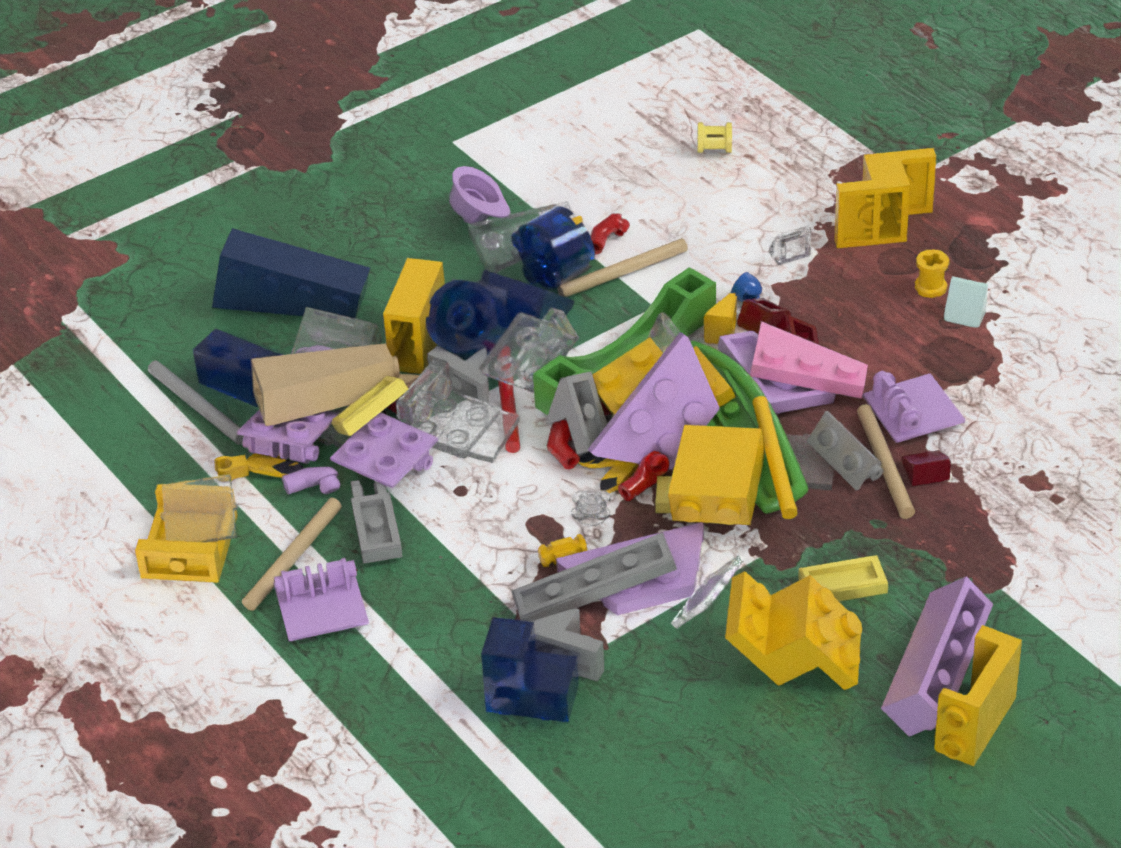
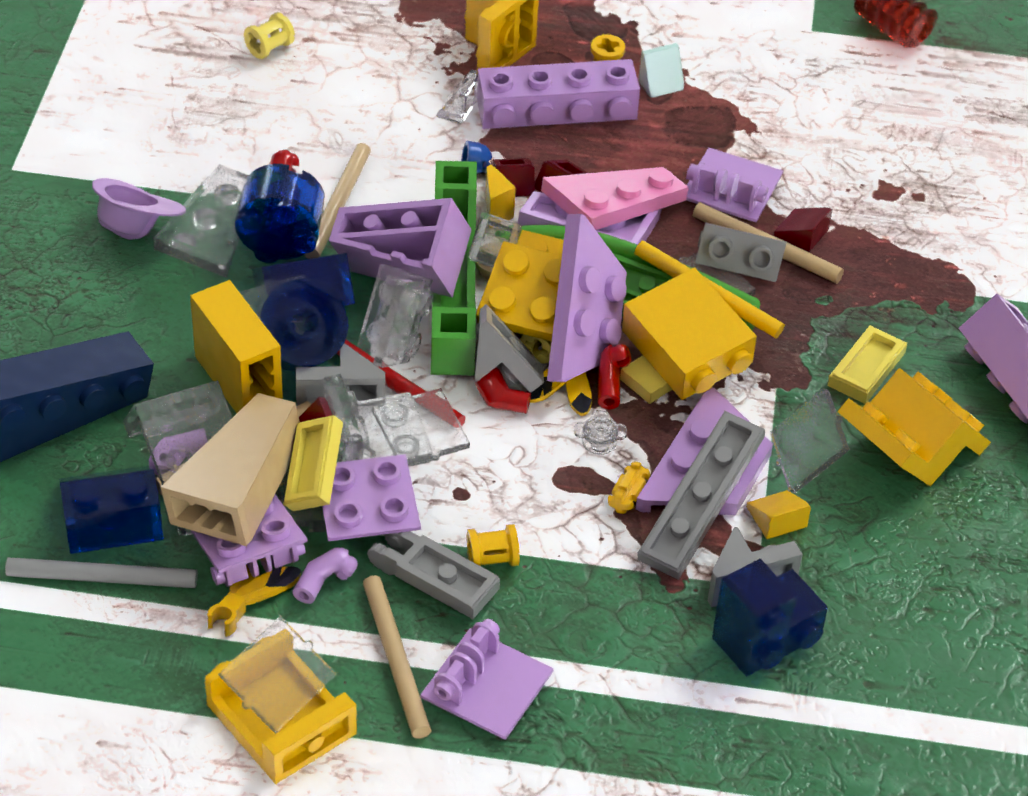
camera: 50 degrees left, 5 degrees up
(425, 528) = (493, 546): none -> yellow bush
(604, 309) = (410, 235): none -> lavender wedge
(639, 630) = (779, 513): none -> yellow slope
(863, 277) = (557, 93): none -> lavender brick

